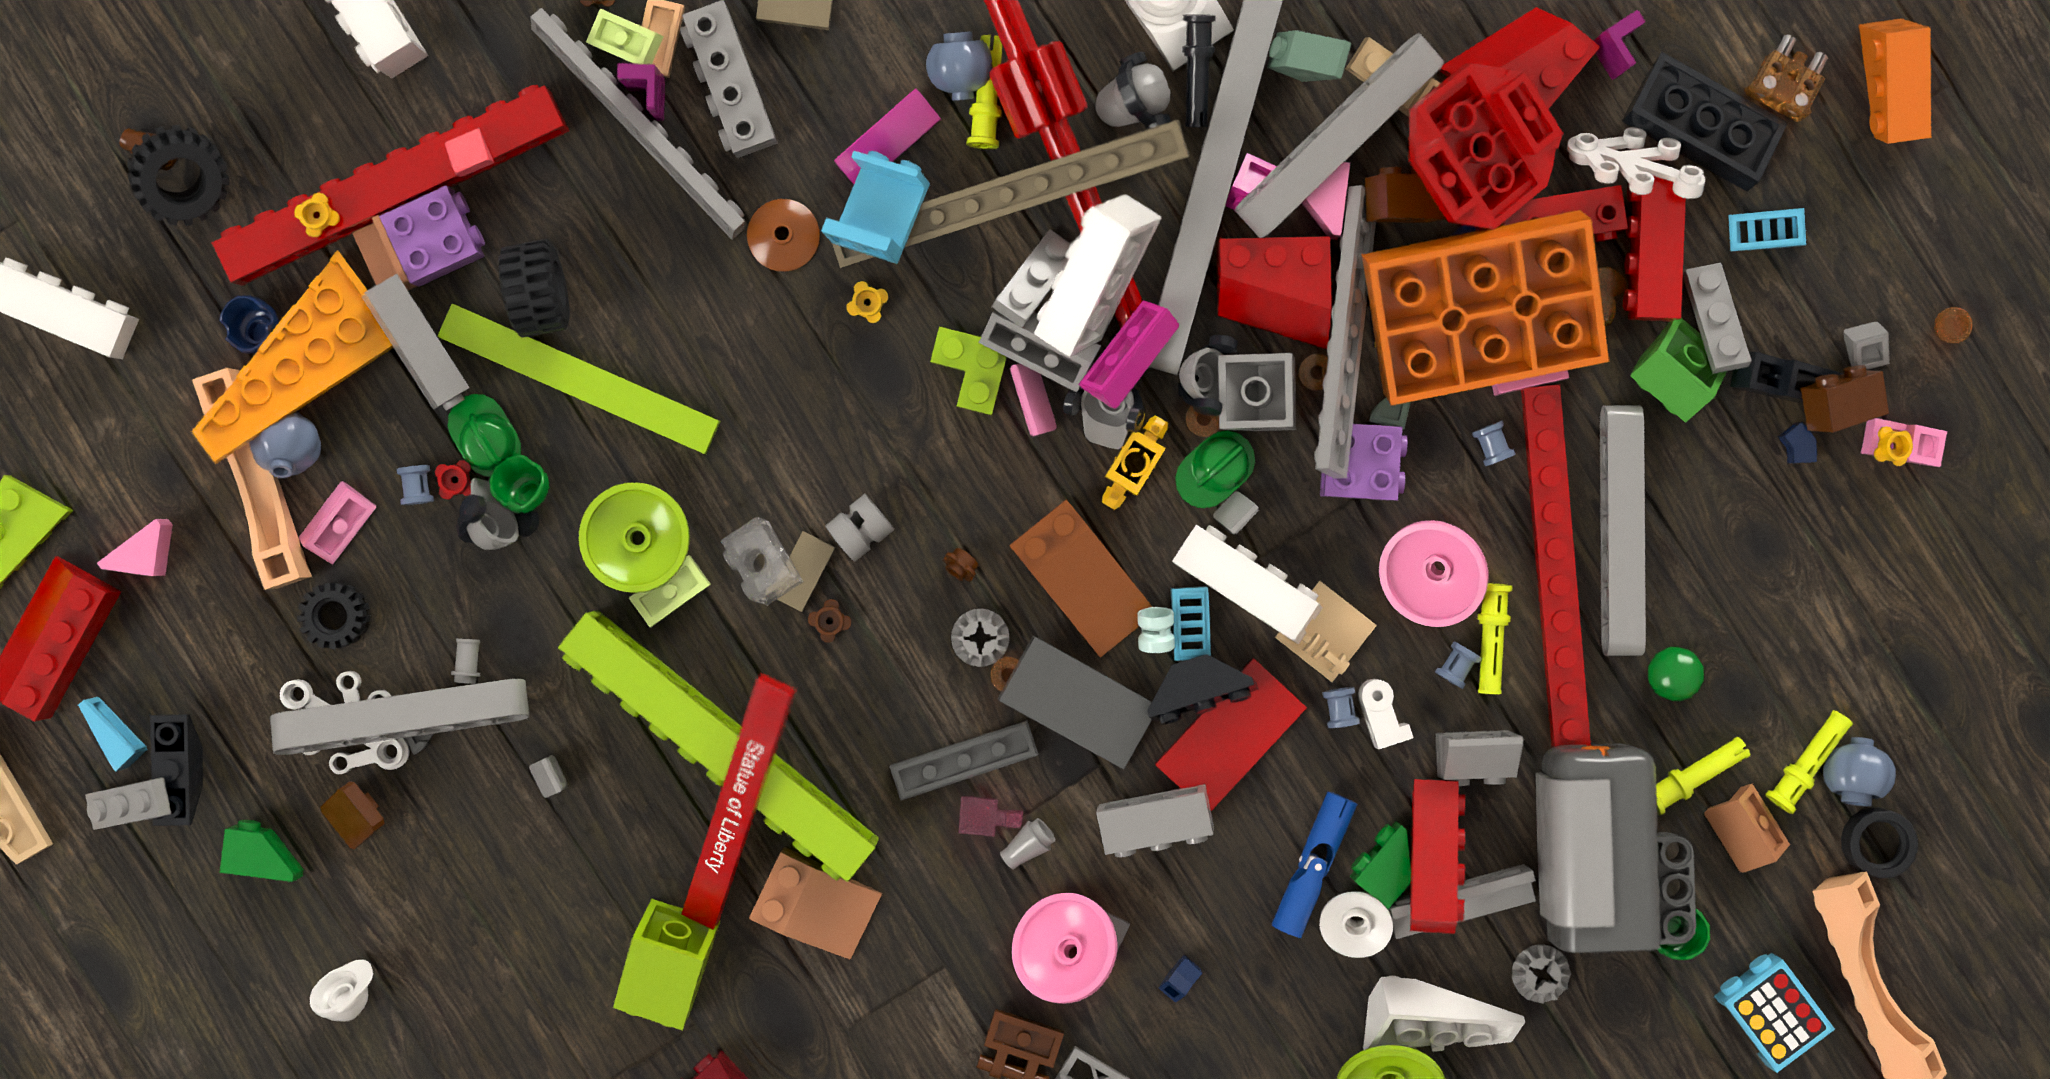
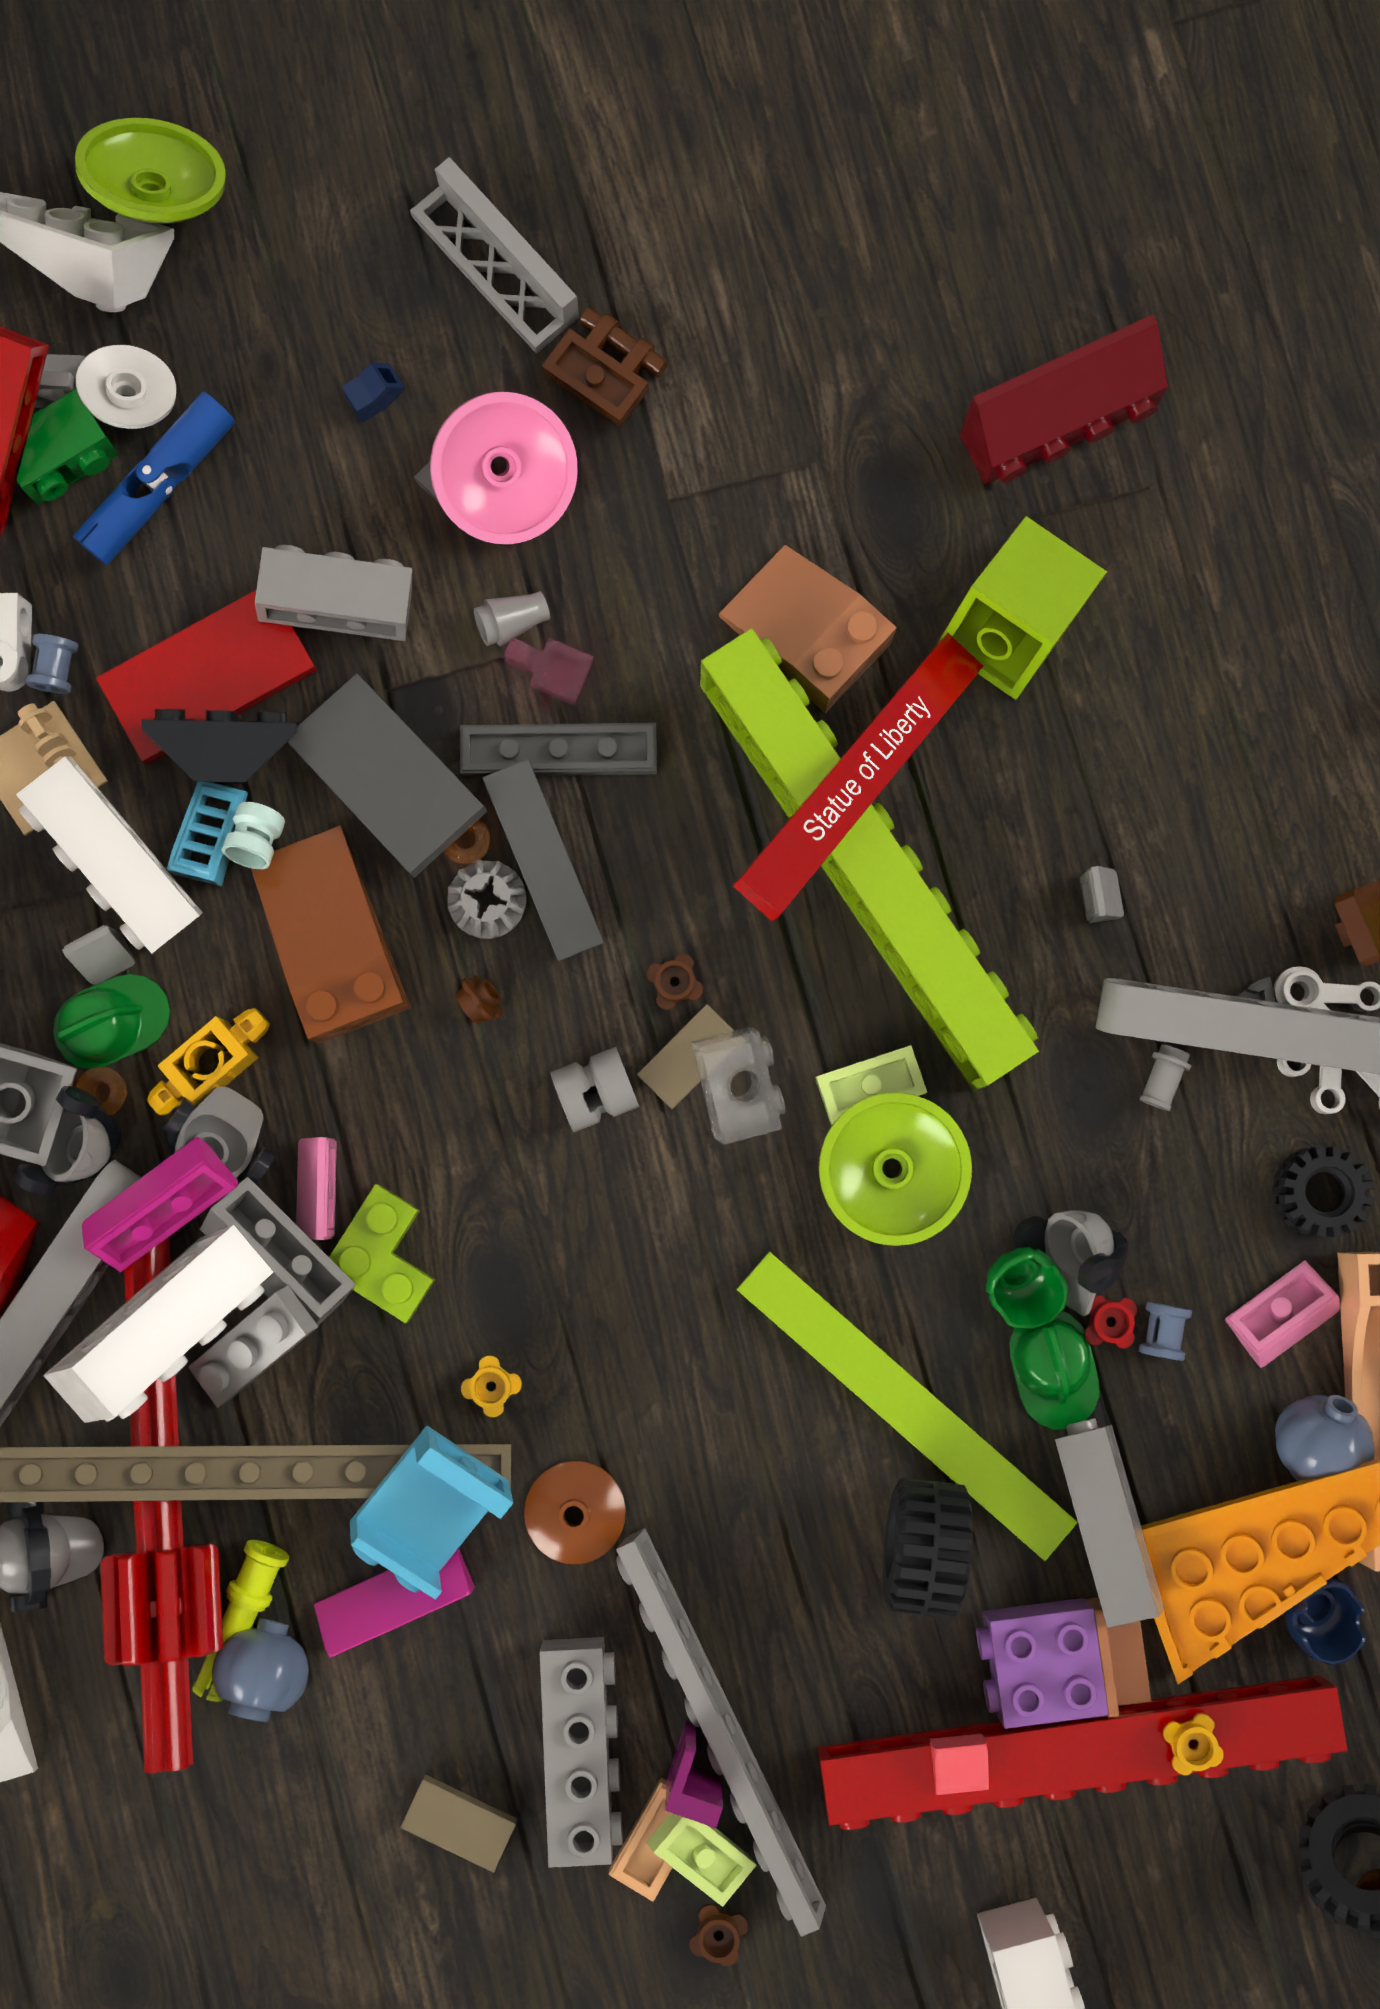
camera: 160 degrees left, 5 degrees down
(948, 677) = (543, 860): none -> dark grey tile

